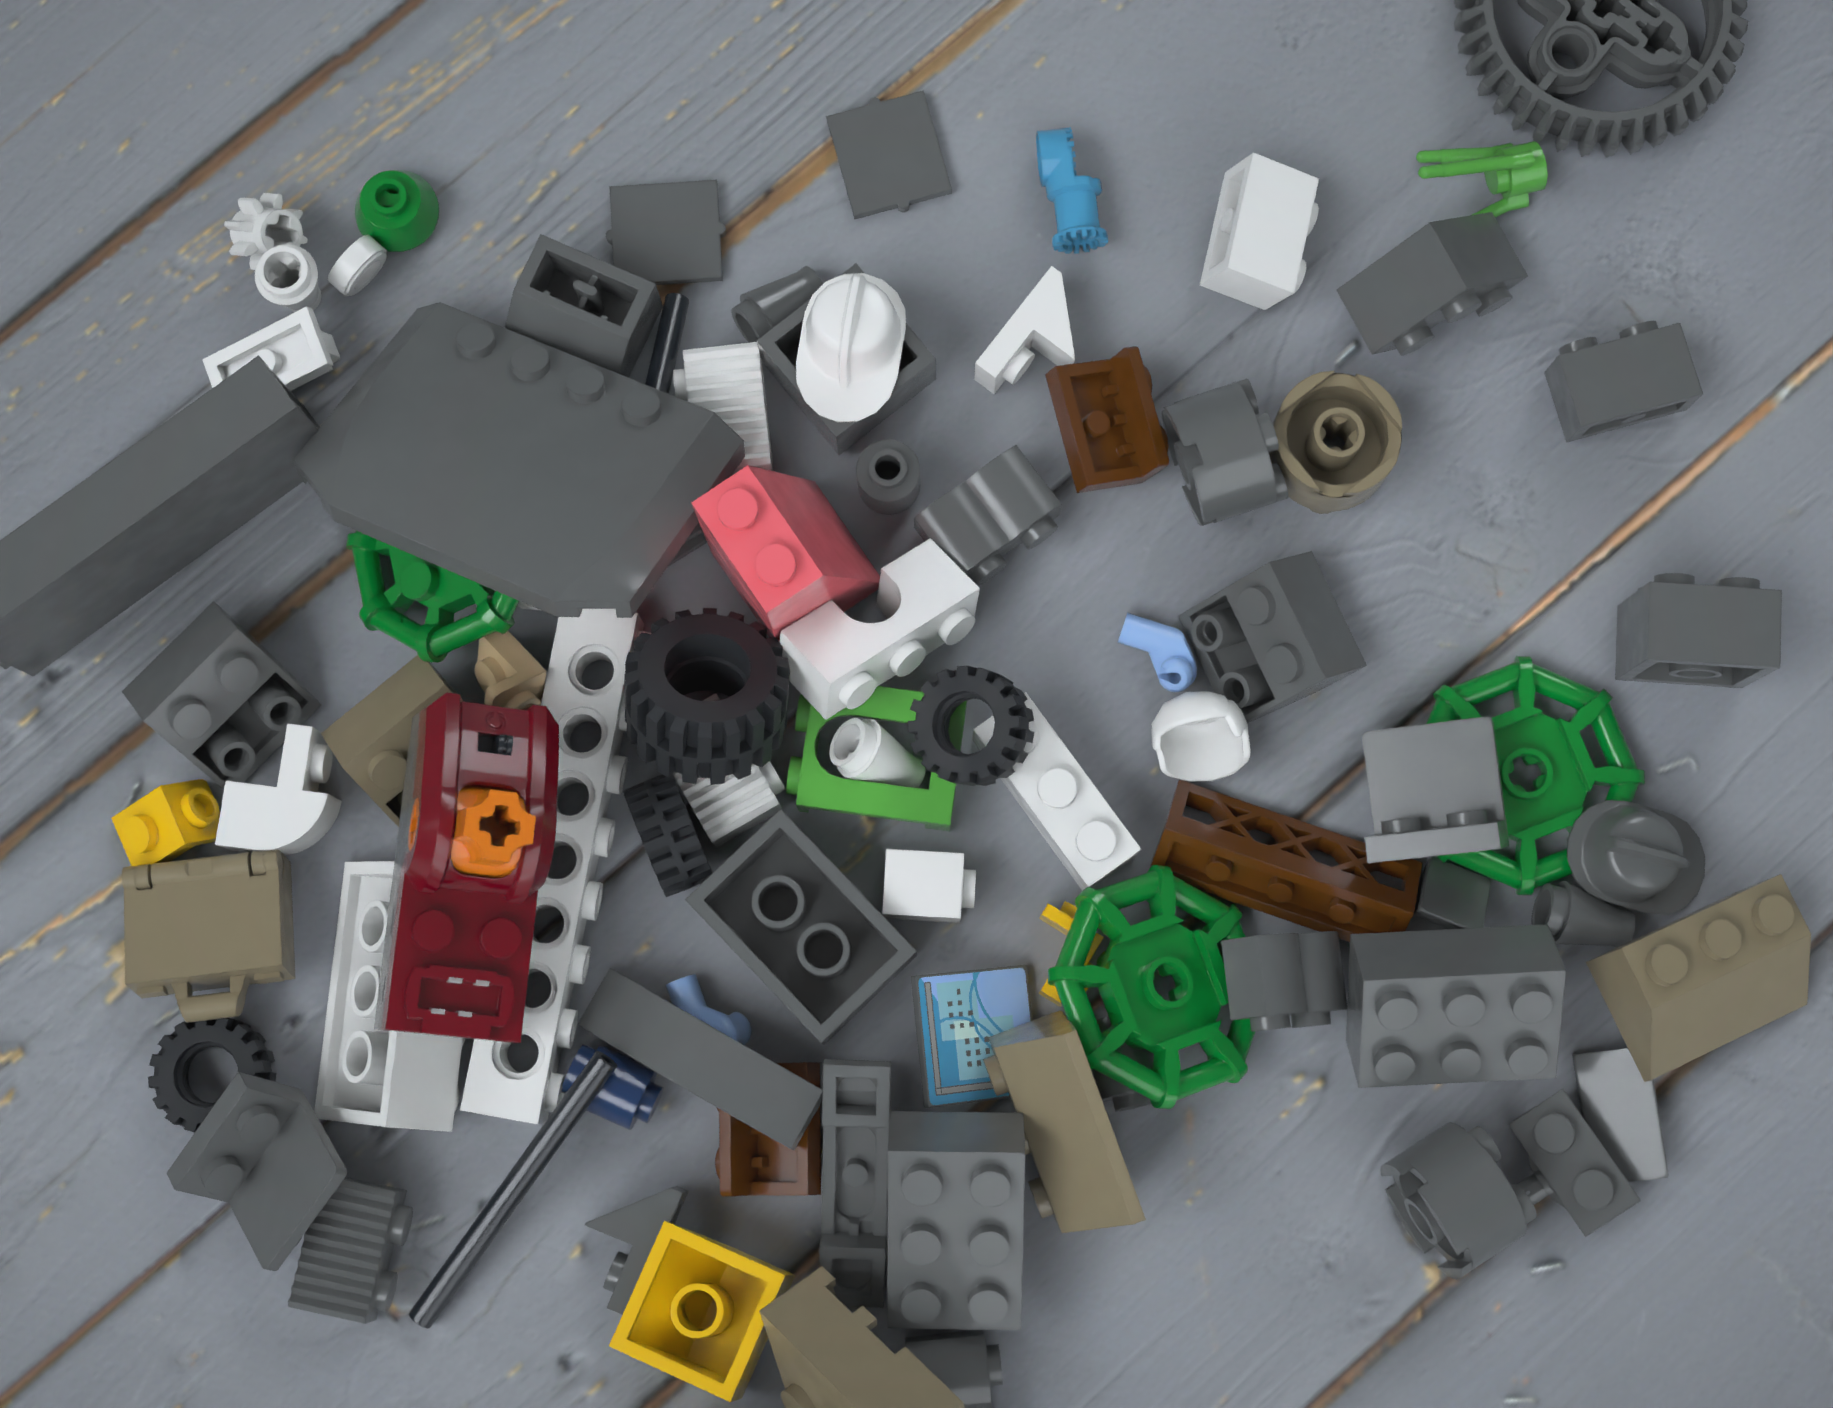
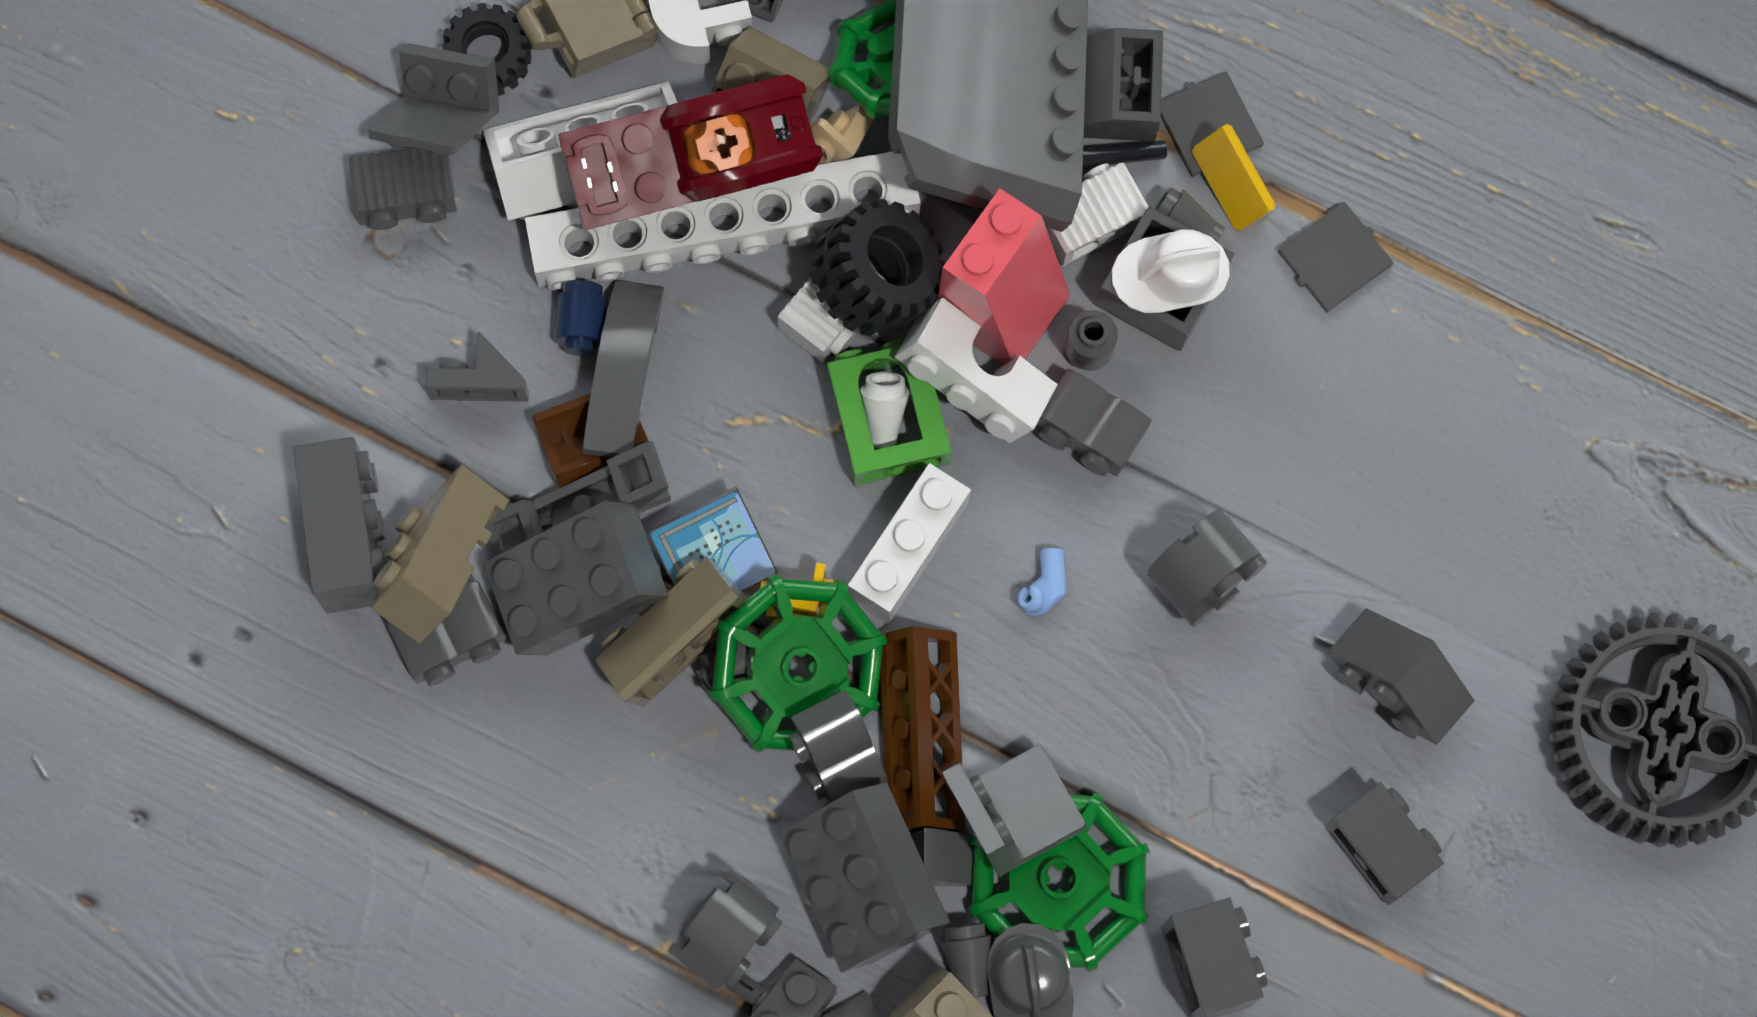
camera: 60 degrees right, 5 degrees down
(512, 1189) = (484, 276): black piece -> none
(668, 834) = (770, 284): black tyre -> none
(688, 996) = (662, 348): light blue arm -> none
(700, 1311) = (444, 427): yellow slope -> none
(750, 230) = (1233, 178): none -> yellow slope
(802, 927) = (741, 401): dark grey brick -> none
(927, 886) = (806, 479): white brick -> none
(933, 721) = (925, 431): black tyre -> none
(1037, 323) = (1253, 403): white slope -> none
(1072, 194) = (1358, 394): dark azure connector -> none
(1108, 421) = (1197, 480): reddish brown bracket -> none
(1200, 737) = (991, 631): white hair -> none
(1260, 232) = (1386, 537): white brick -> none
(1273, 637) = (1086, 658): dark grey slope -> none
(1332, 407) = (1275, 655): dark tan brick -> none
(1506, 168) = (1517, 706): bright green plant -> none

